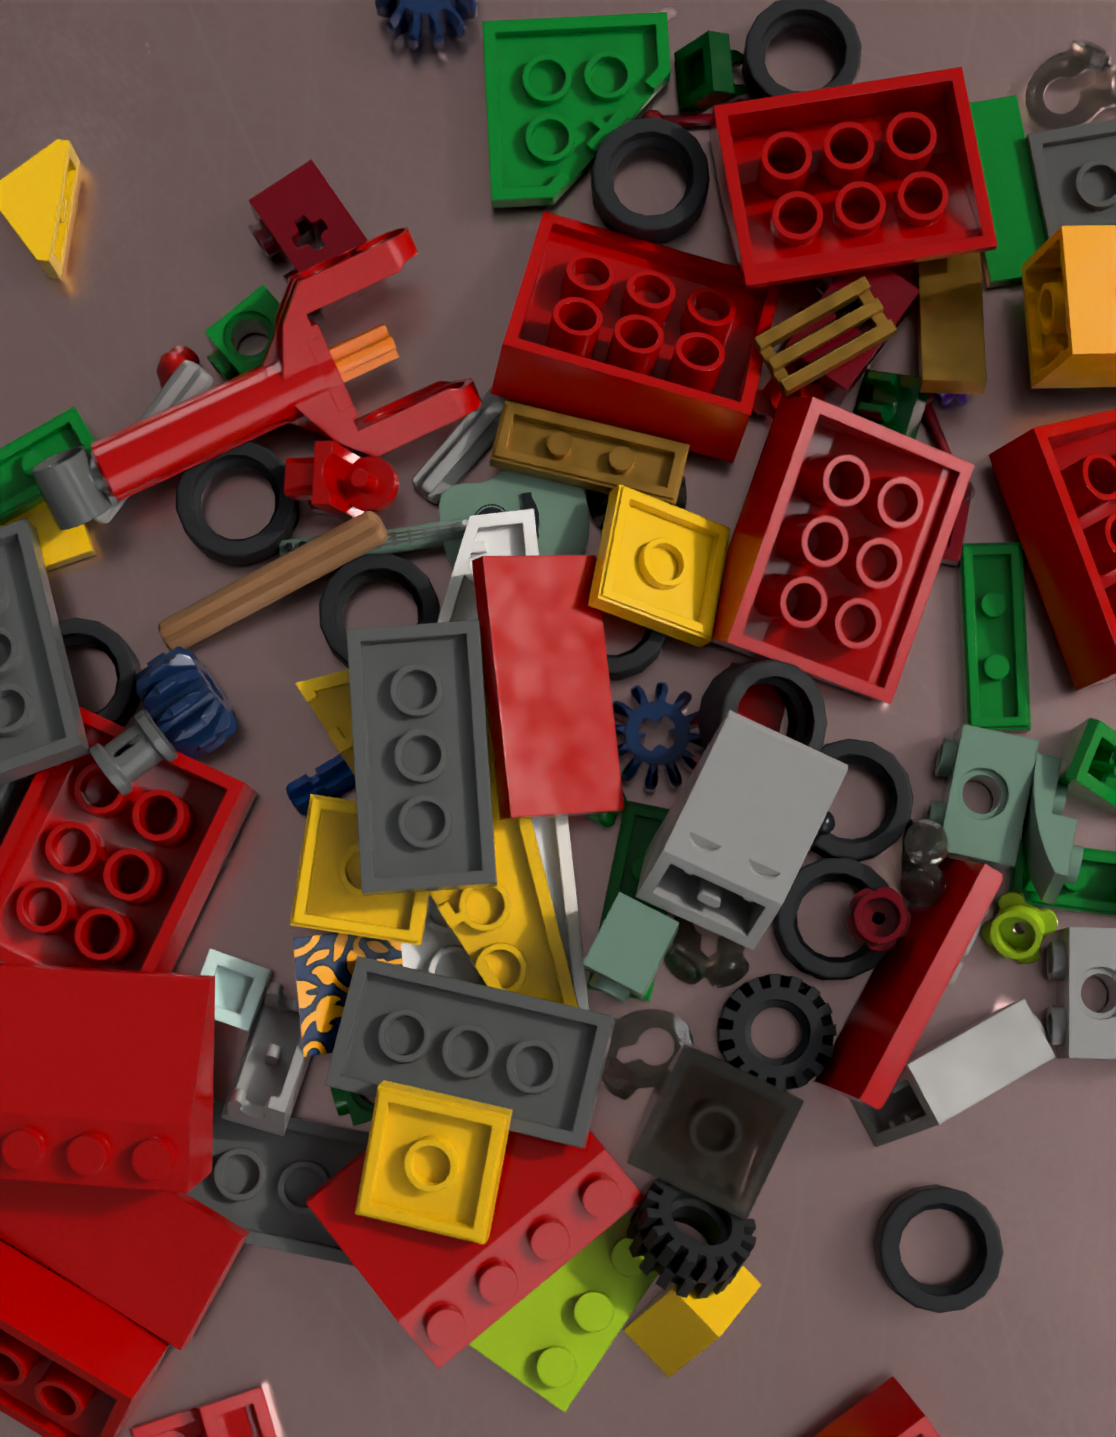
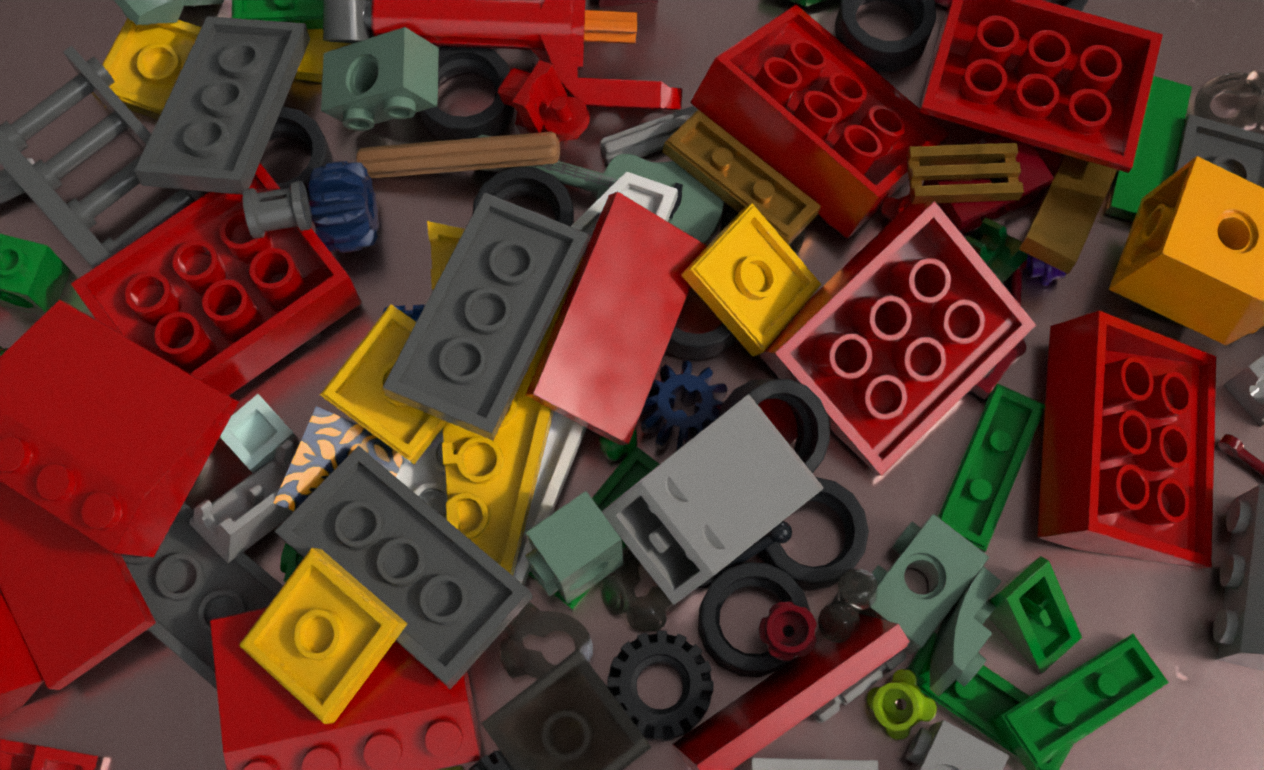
camera: 25 degrees right, 10 degrees down
(114, 547) = (380, 79): none -> sand green brick

